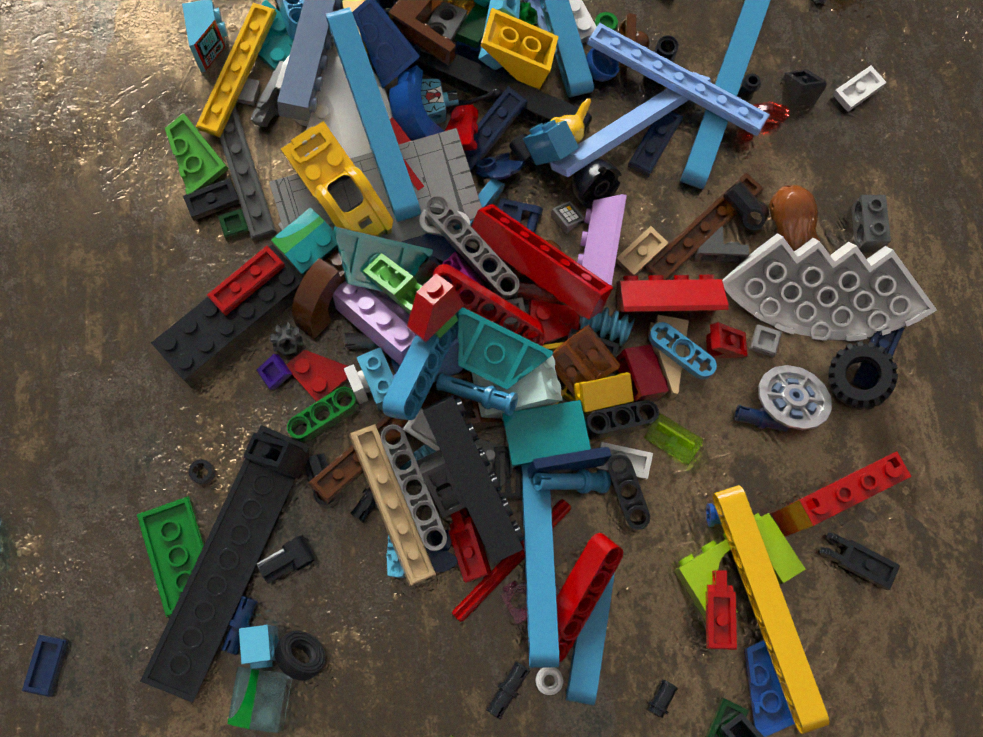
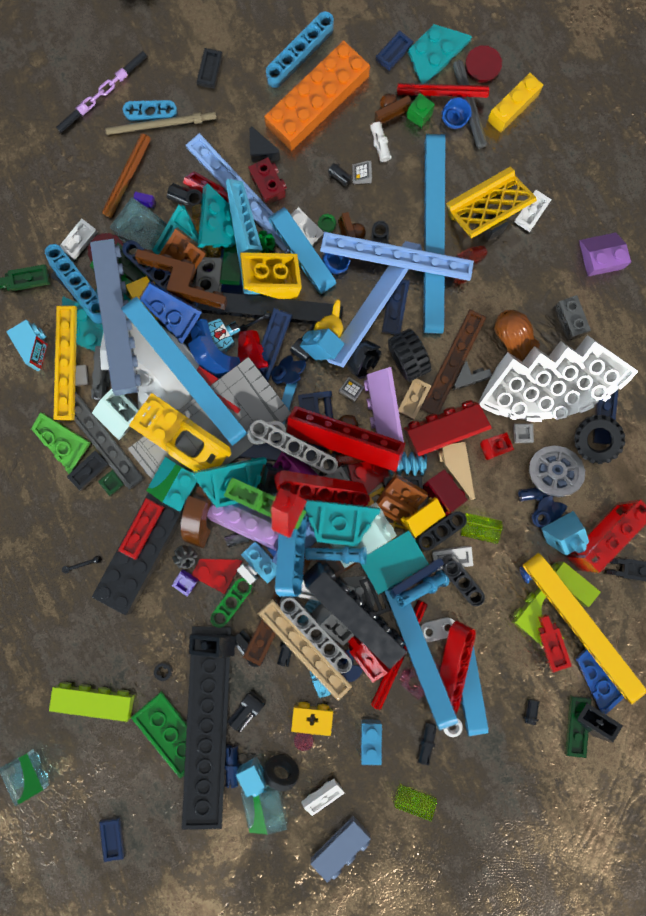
camera: 15 degrees left, 10 degrees up
(95, 476) = (92, 702): none -> lime brick
(136, 306) = (66, 569): none -> black hinge
(267, 139) = (116, 413): none -> light aqua slope
(342, 710) = (322, 797): none -> white plate
(346, 626) = (303, 741): none -> clear pink tile
(351, 600) = (320, 726): none -> yellow brick
(433, 659) = (371, 742): none -> dark azure brick
(574, 544) = (437, 627): none -> white plate
(654, 194) = (409, 355): none -> black tyre
(692, 368) = (480, 477): dark azure beam -> none
(744, 203) = (481, 338): black piece -> none
(750, 84) = (451, 243): black pin -> none
(770, 450) = (550, 510): none -> dark blue plate
(782, 479) = (566, 534): none -> medium azure torso
(812, 48) = (482, 194): none -> yellow fence
(933, 166) = (604, 254): none -> medium lavender slope

